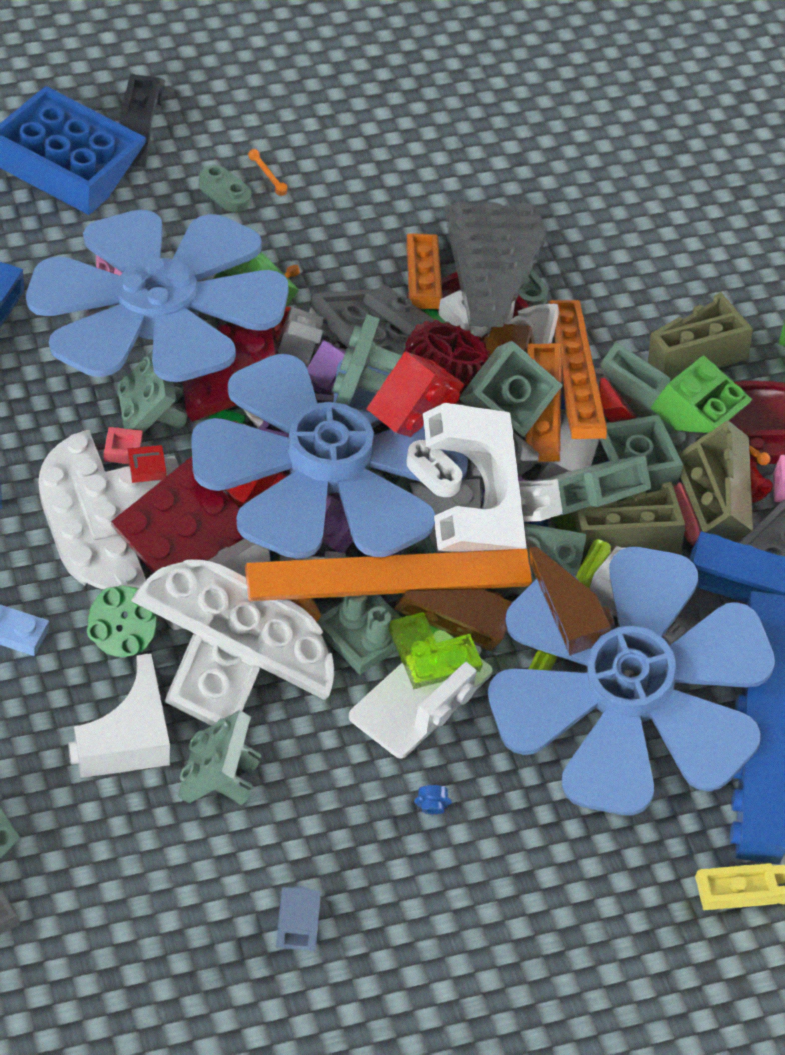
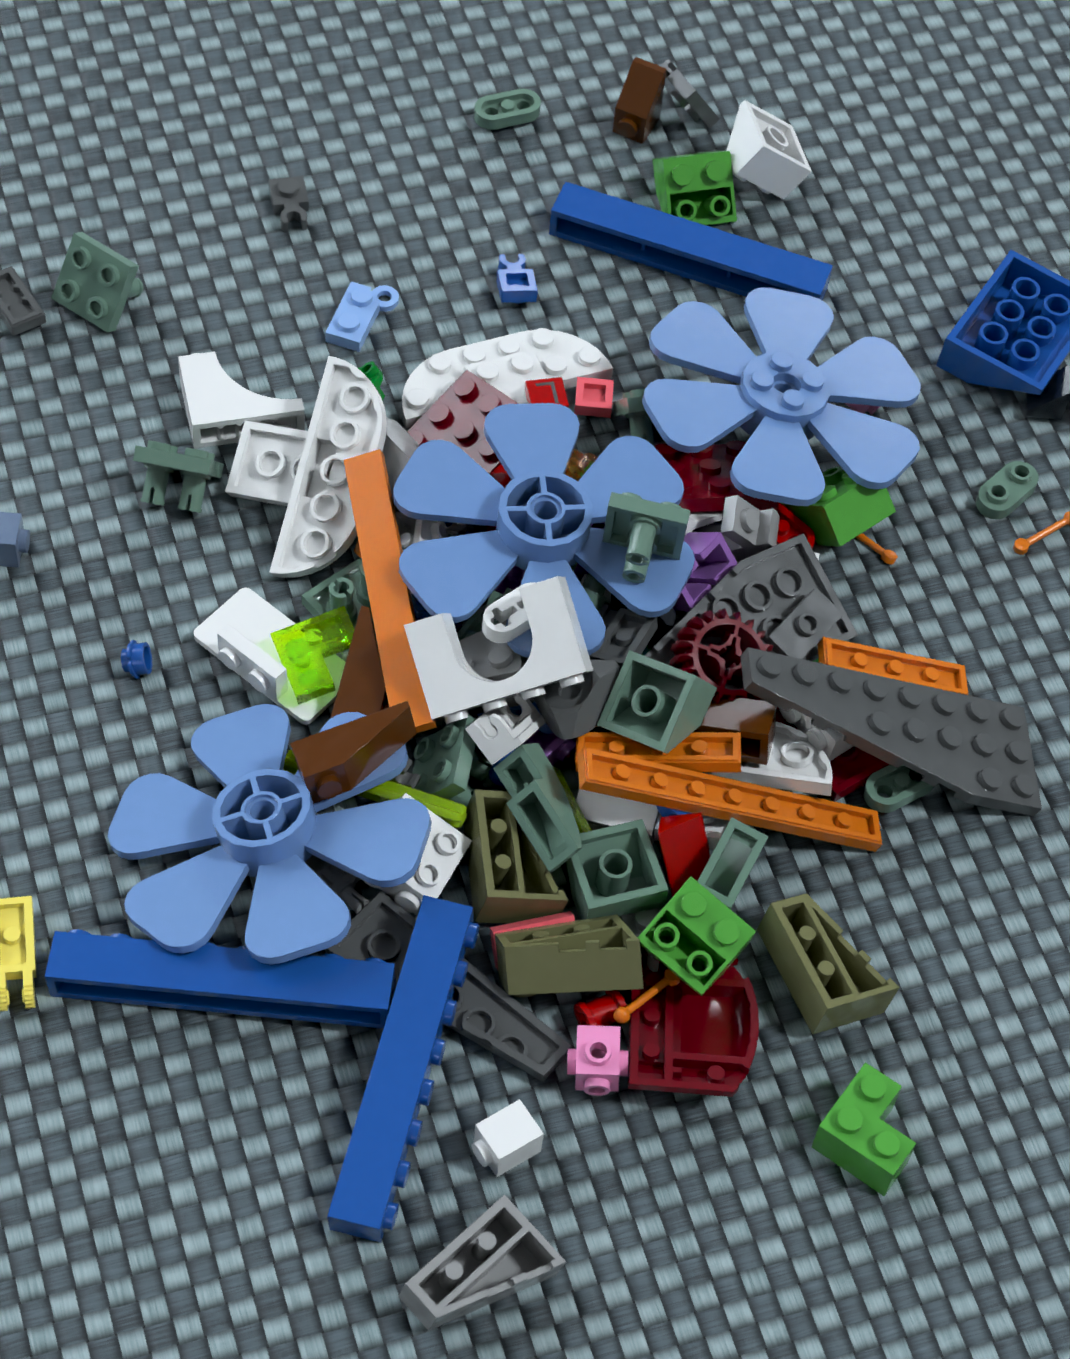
camera: 90 degrees right, 5 degrees up
(412, 390) = (616, 582): brick -> none

